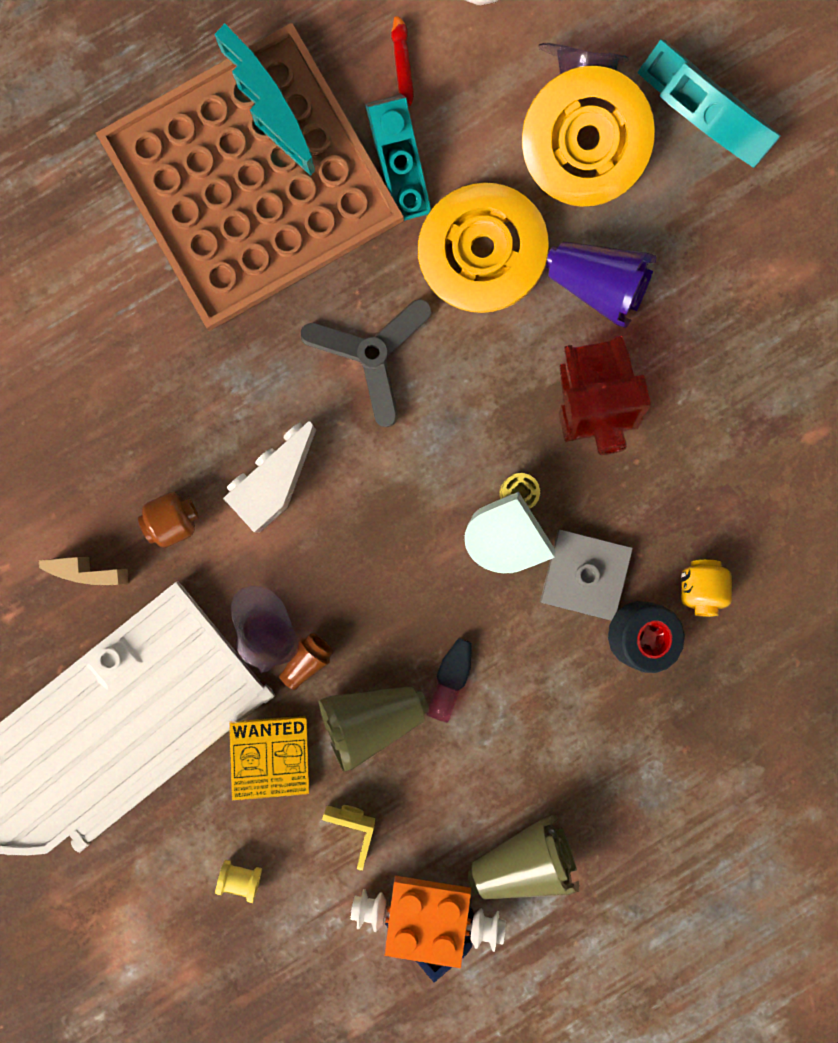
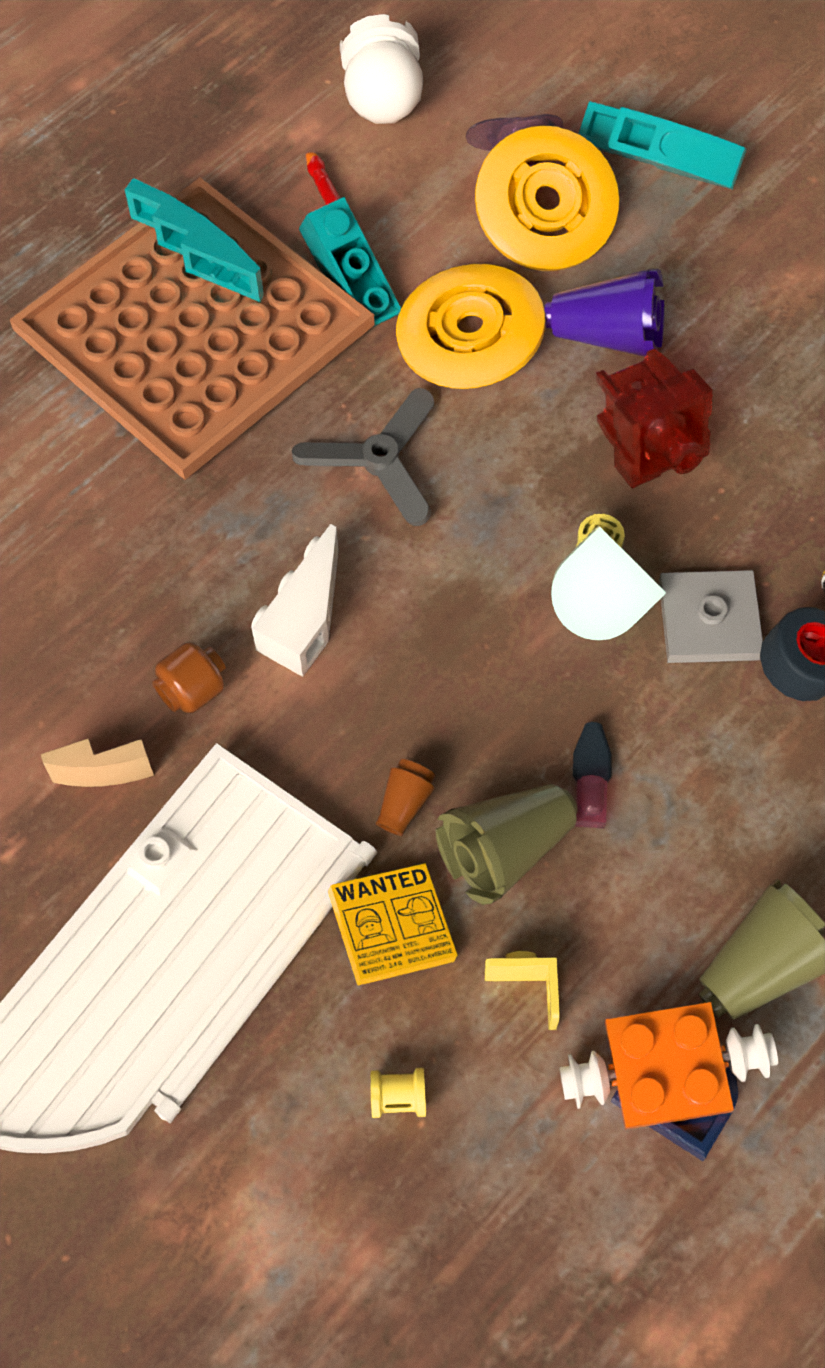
camera: 10 degrees left, 25 degrees down
(262, 628) = (340, 773): piece -> none

